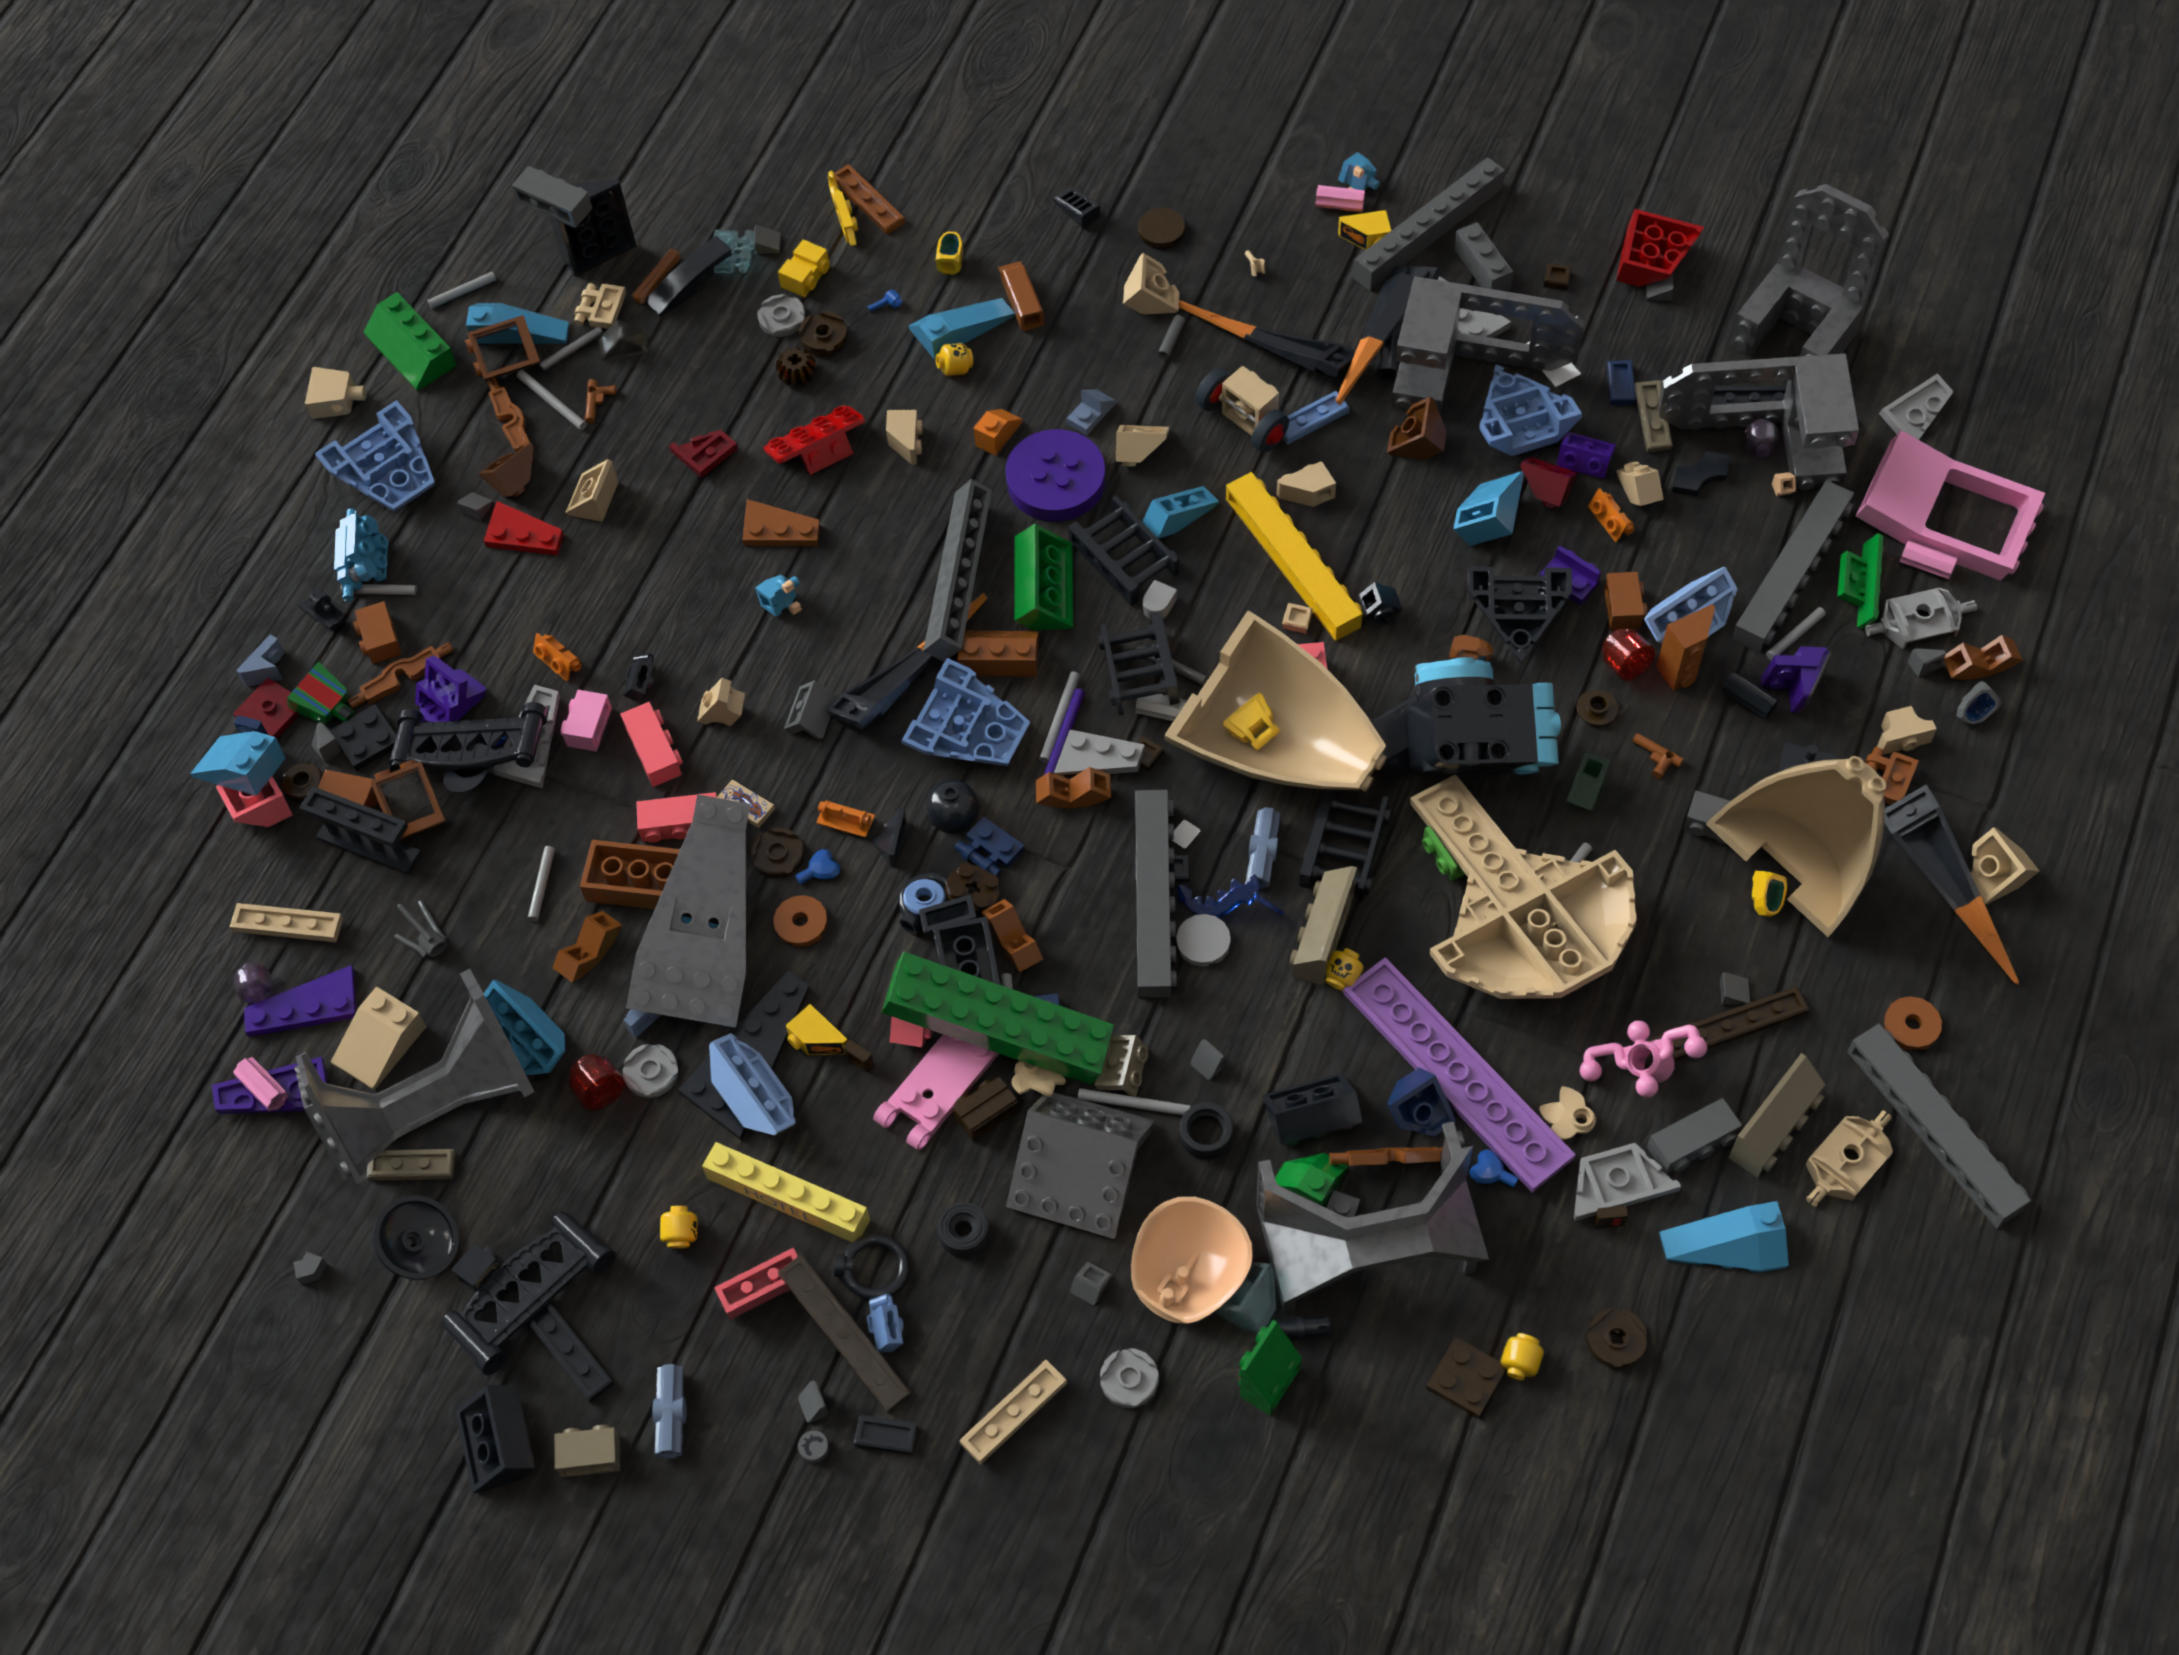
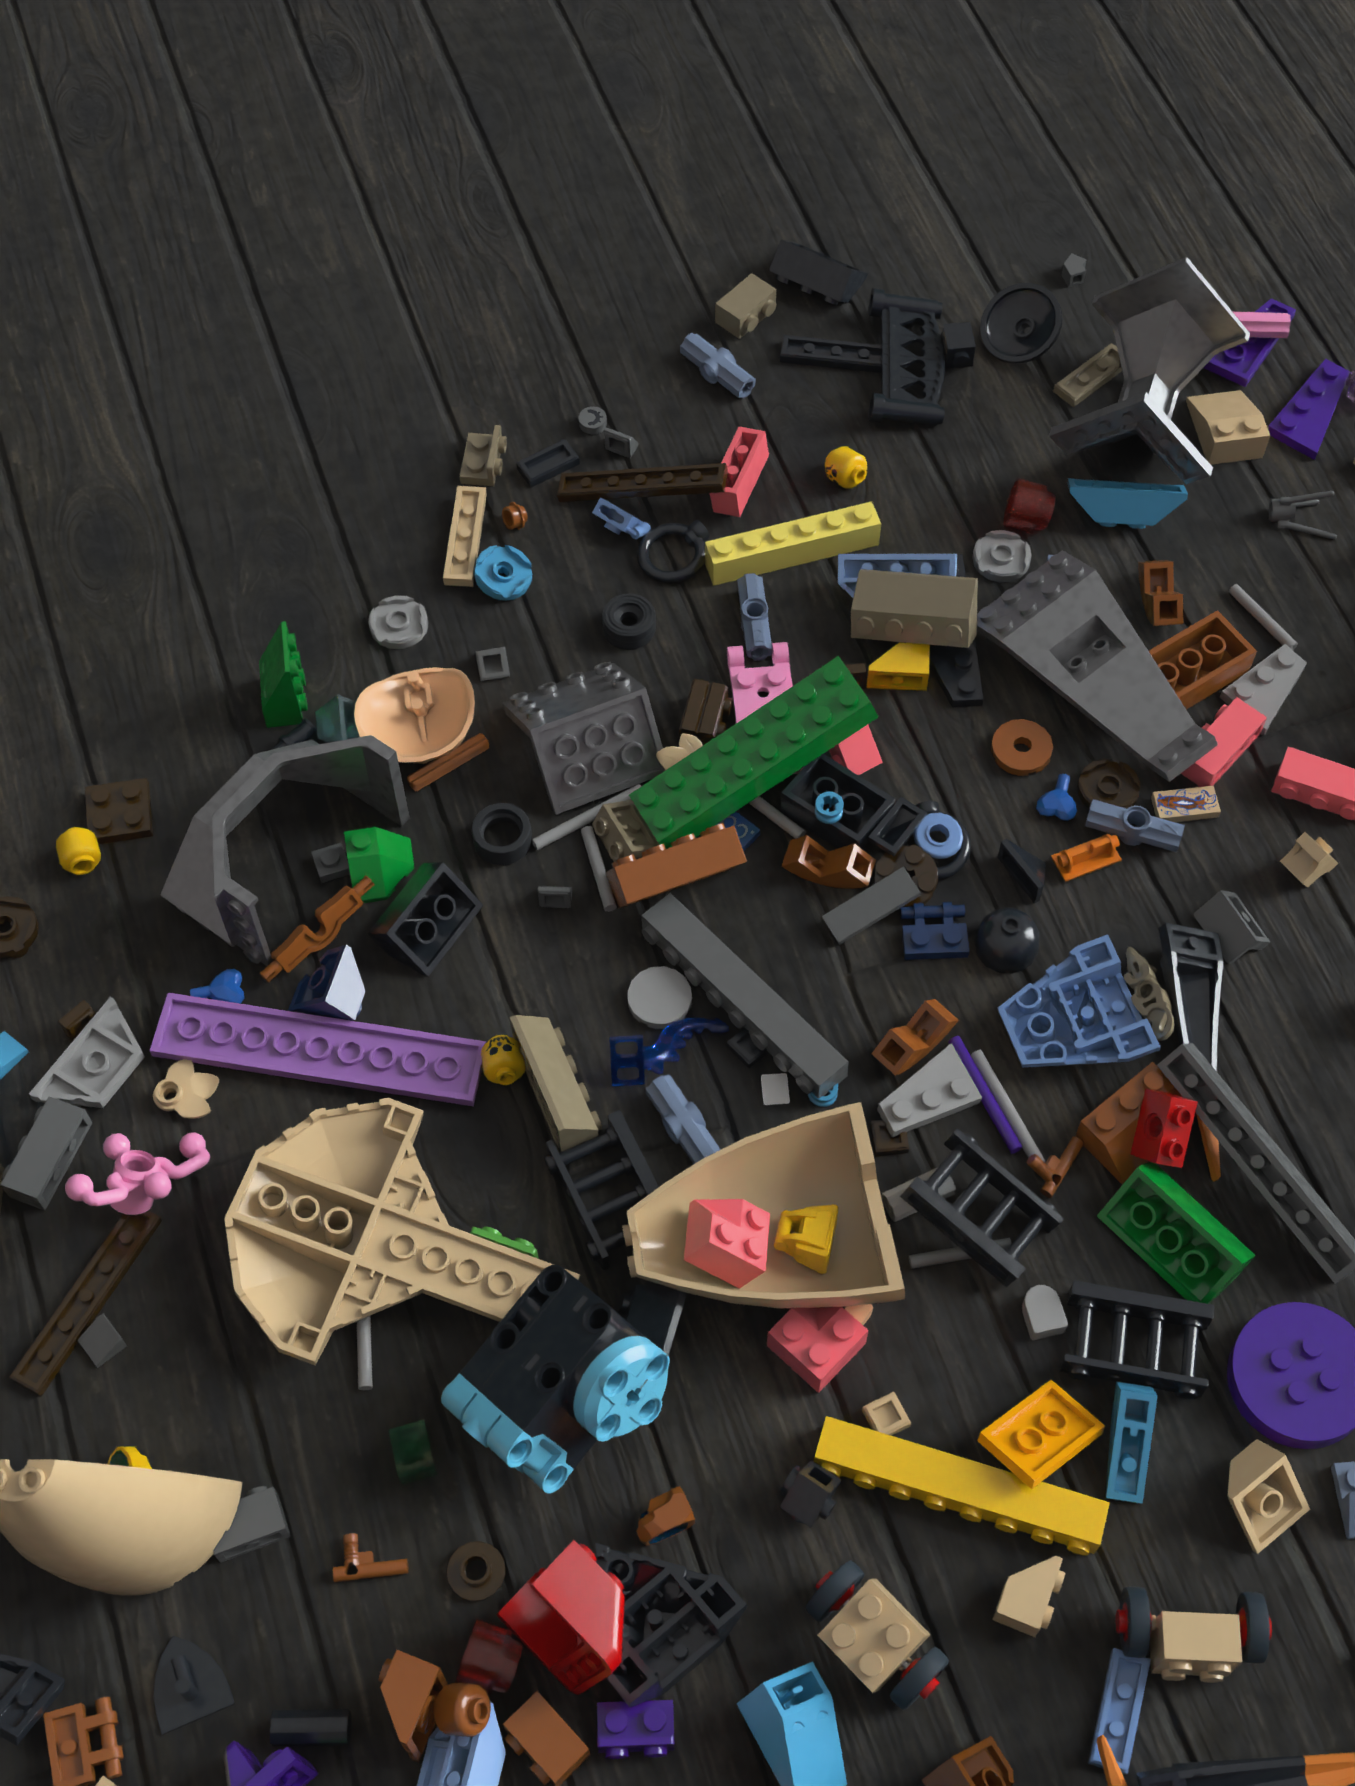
camera: 135 degrees right, 0 degrees up
(614, 827) = (1267, 683): none -> light grey wing
(773, 1047) = (915, 608): none -> dark tan slope
(801, 820) = (1150, 829): none -> sand blue piece
(862, 1170) = (754, 617): none -> sand blue piece
(910, 701) = (1149, 996): none -> dark tan animal
(931, 1480) = (482, 458): none -> dark tan bracket
(959, 1398) = (514, 516): none -> dark orange plate
(978, 943) = (829, 798): none -> dark azure bush
(994, 619) = (1163, 1128): none -> red brick
(1013, 1339) = (506, 561): none -> dark azure plate
(1015, 885) = (871, 905): none -> dark grey tile
(1075, 662) = (1055, 1167): none -> dark orange hose
(1120, 995) = (677, 866): none -> dark orange brick
(1161, 1059) = (598, 868): none -> light grey bar
(1227, 539) = (1041, 1434): none -> light orange plate
(1309, 738) = (727, 1239): none -> coral slope
(1410, 517) = (875, 1635): none -> tan brick
(1571, 619) = (571, 1618): none -> red windscreen
(1660, 616) = (459, 1709): none -> dark orange head

